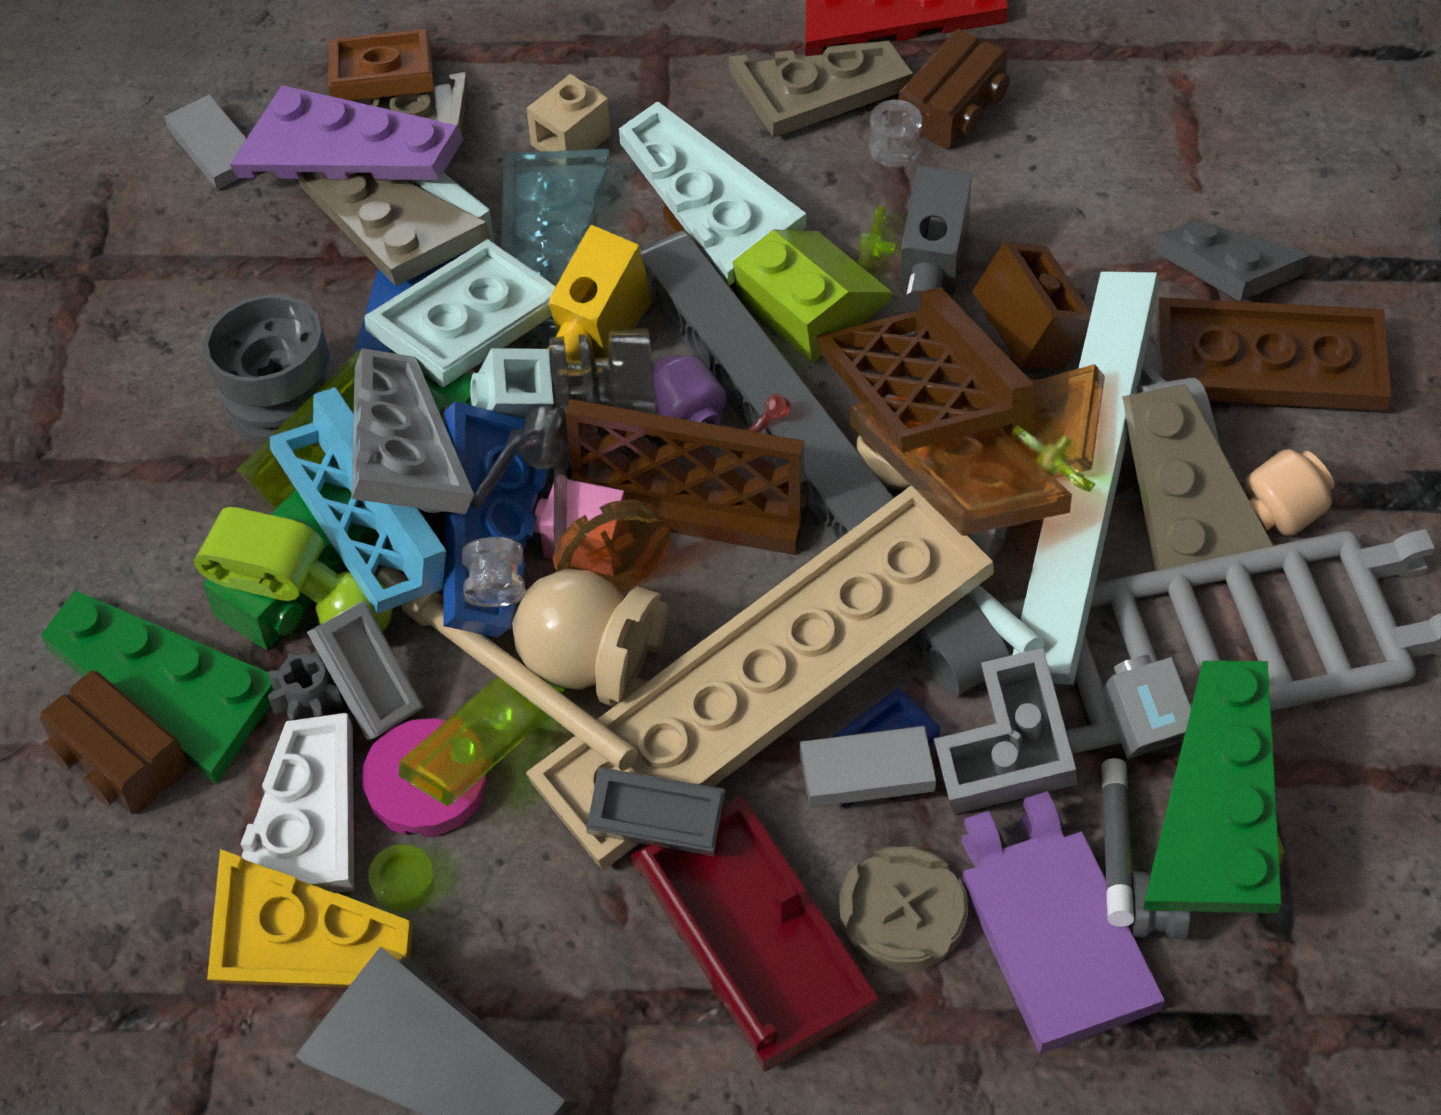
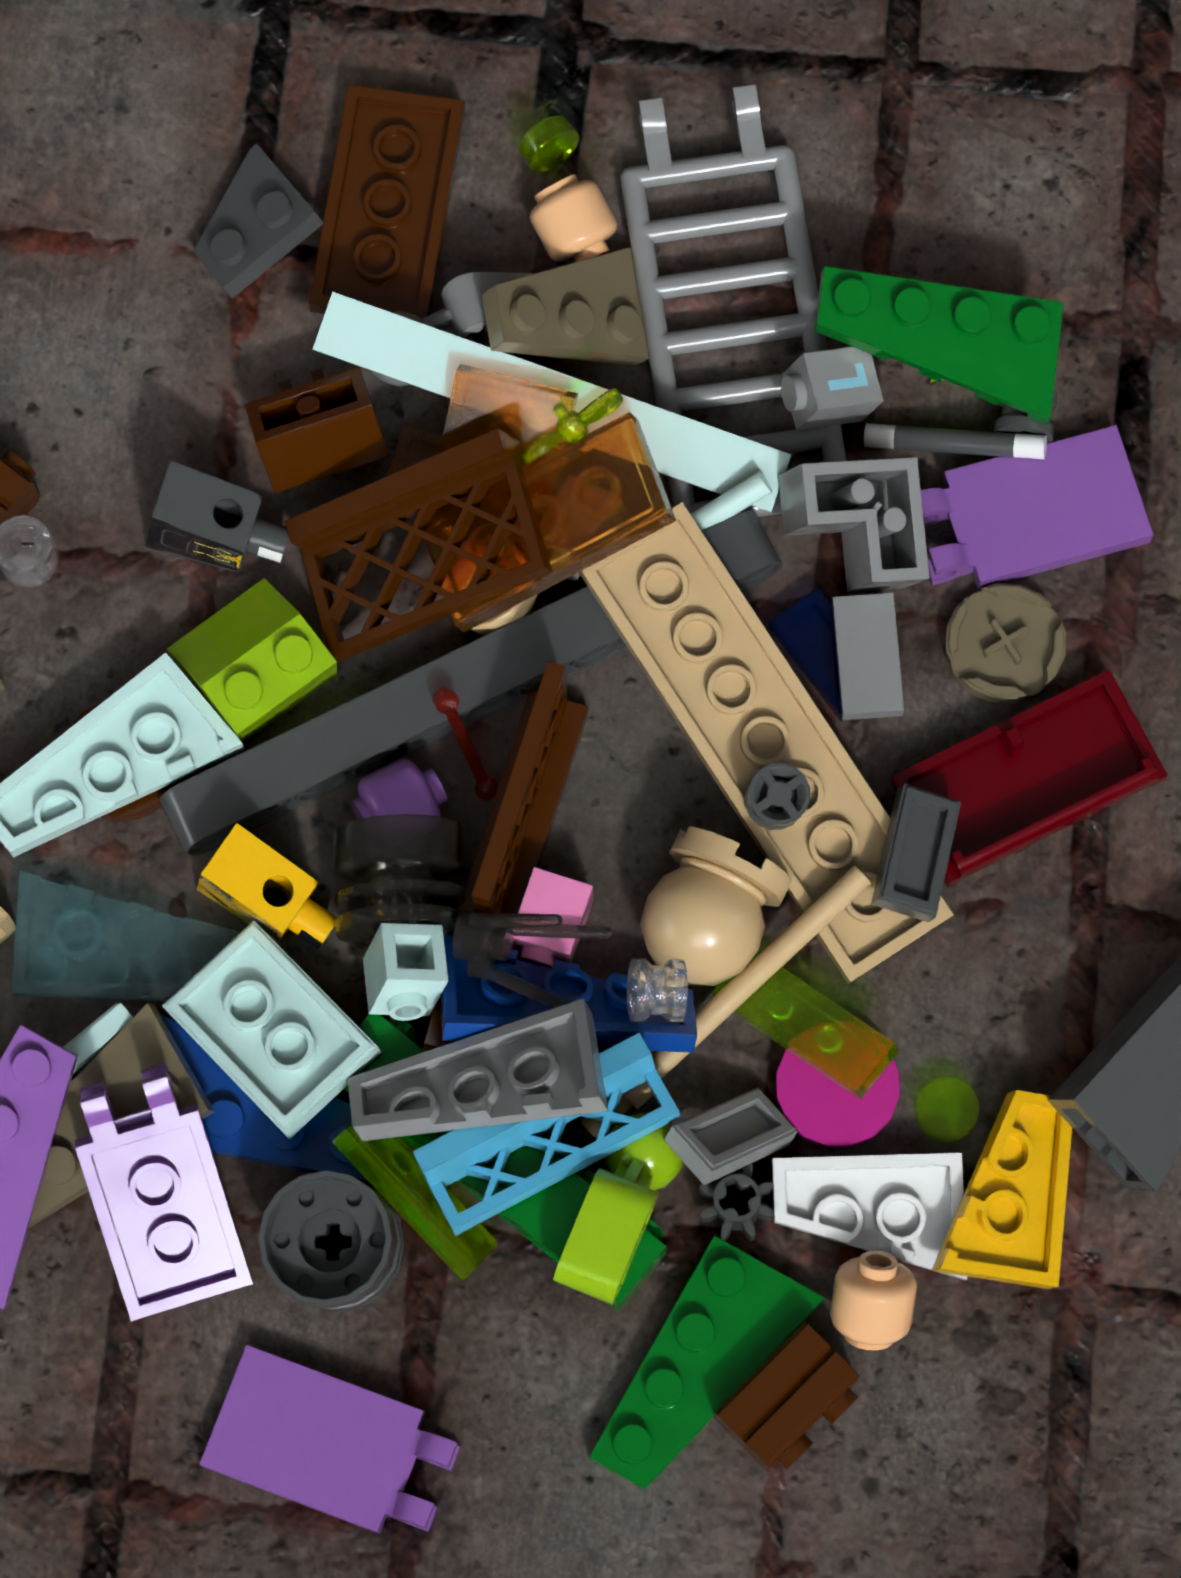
camera: 85 degrees left, 20 degrees up
(106, 404) = (323, 1443): none -> medium lavender tile
(199, 804) = (873, 1300): none -> light nougat head
(328, 238) = (159, 1199): none -> tile
(617, 545) = (606, 883): clear orange tile -> none
(698, 653) = (786, 789): none -> dark grey wheel
(872, 243) = (178, 596): clear neon green piece -> none
(1365, 470) = (548, 143): none -> clear neon green tile

